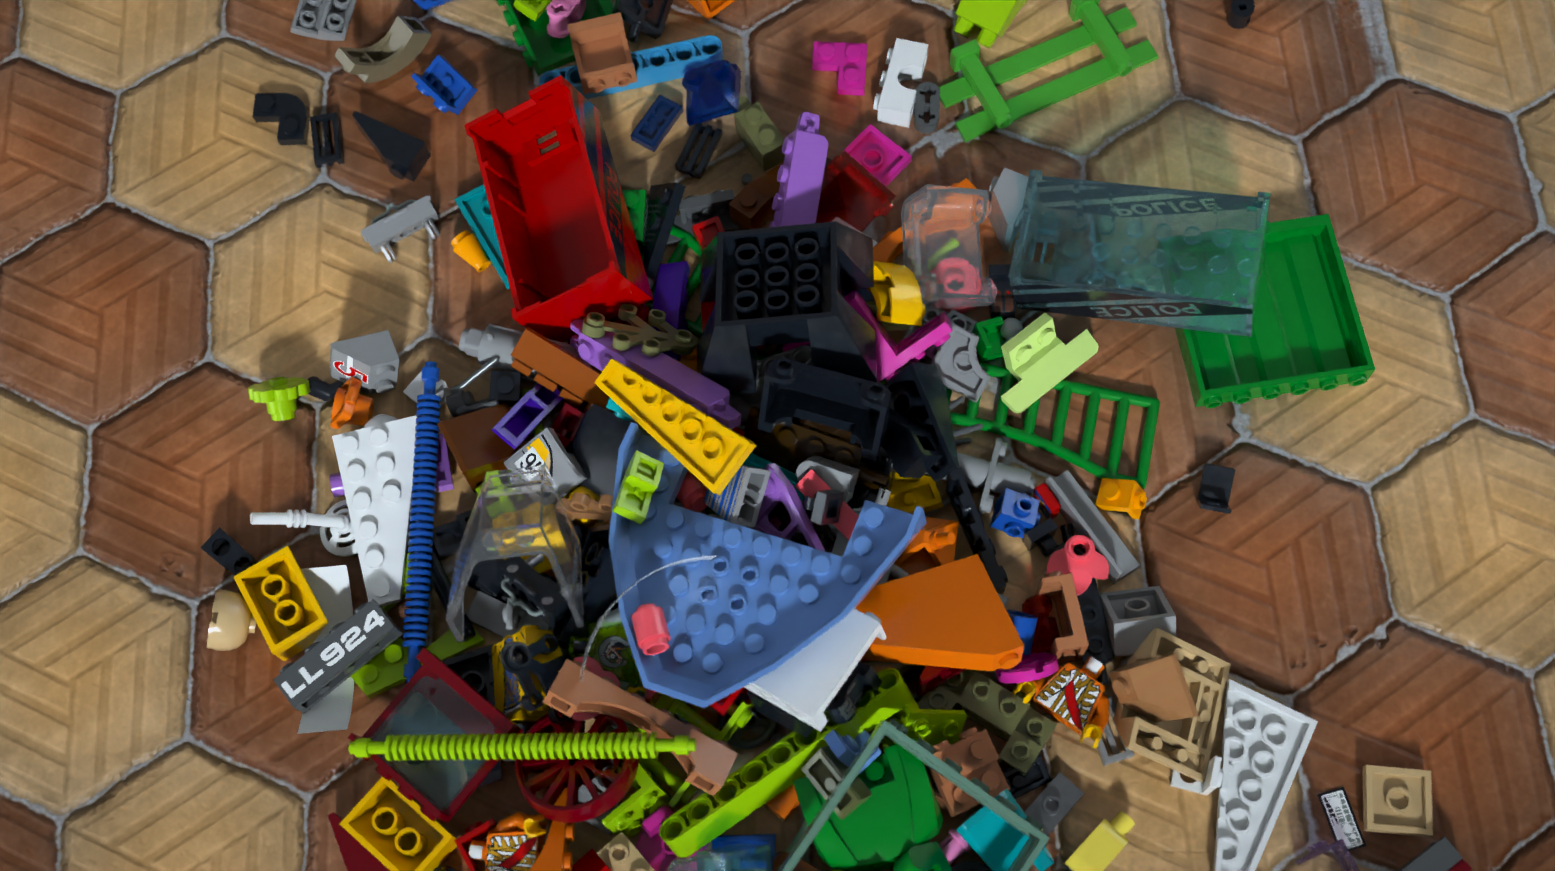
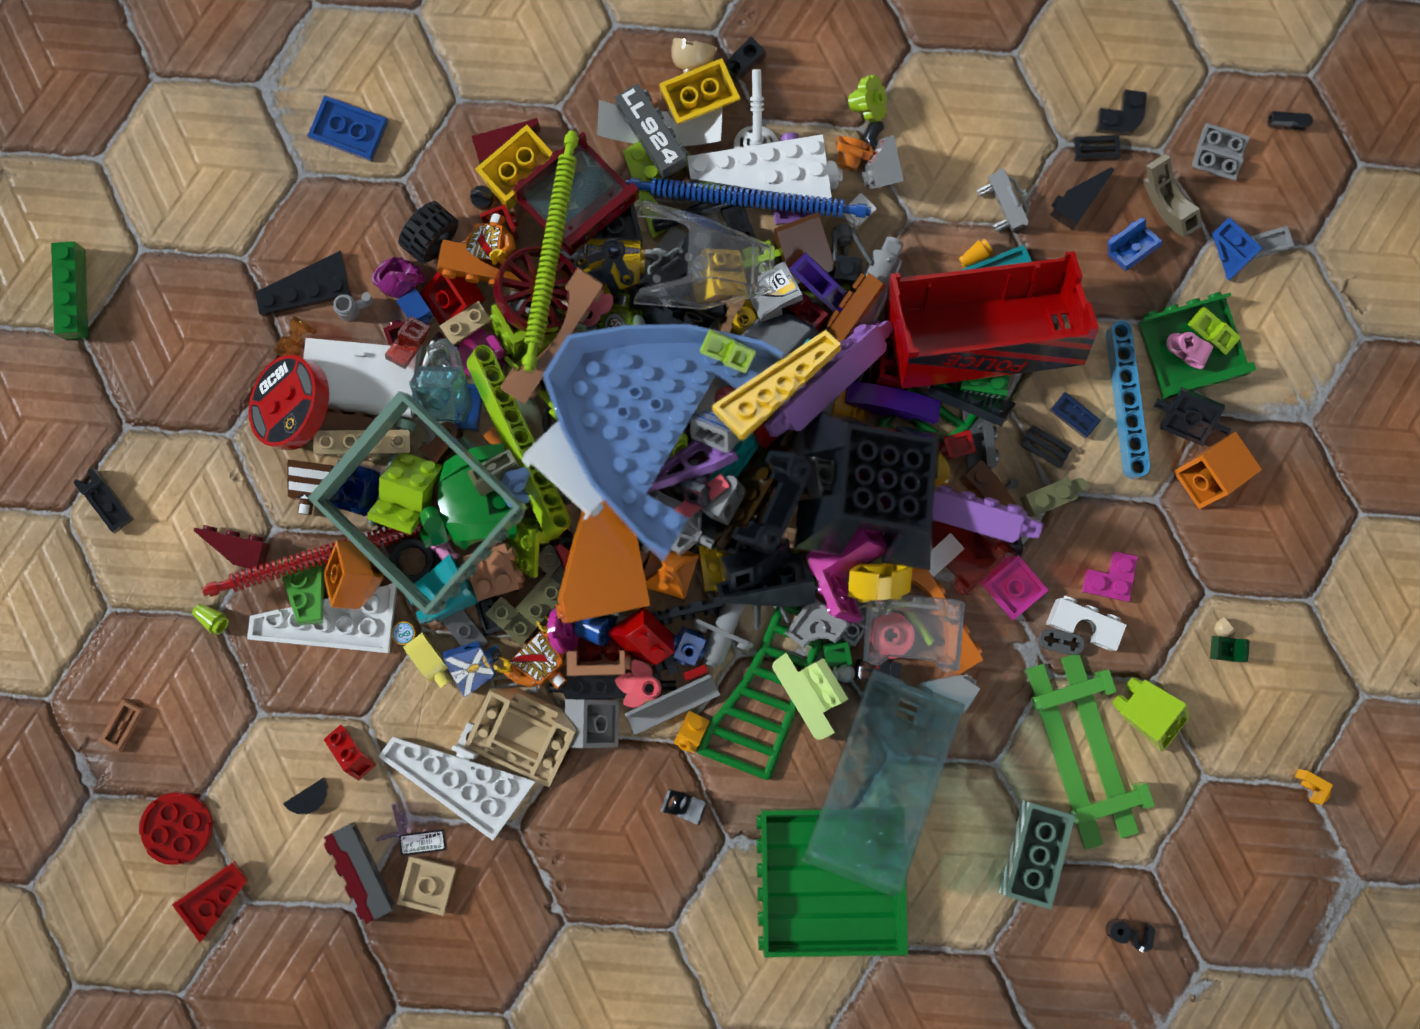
camera: 85 degrees right, 15 degrees up
(600, 621) = (654, 364): white sticker -> none
(602, 53) = (1139, 374): nougat panel -> none
(626, 336) = (860, 399): olive plant -> none
(651, 629) = (610, 345): coral brick -> none
(712, 91) = (1095, 462): clear blue slope -> none
(845, 703) = (545, 486): black leg -> none
(1018, 563) = (644, 637): none -> red slope
(1096, 785) = (471, 665): none -> torso
(1154, 689) = (532, 718): medium nougat slope -> none
(1178, 98) = (1037, 854): none -> sand green brick

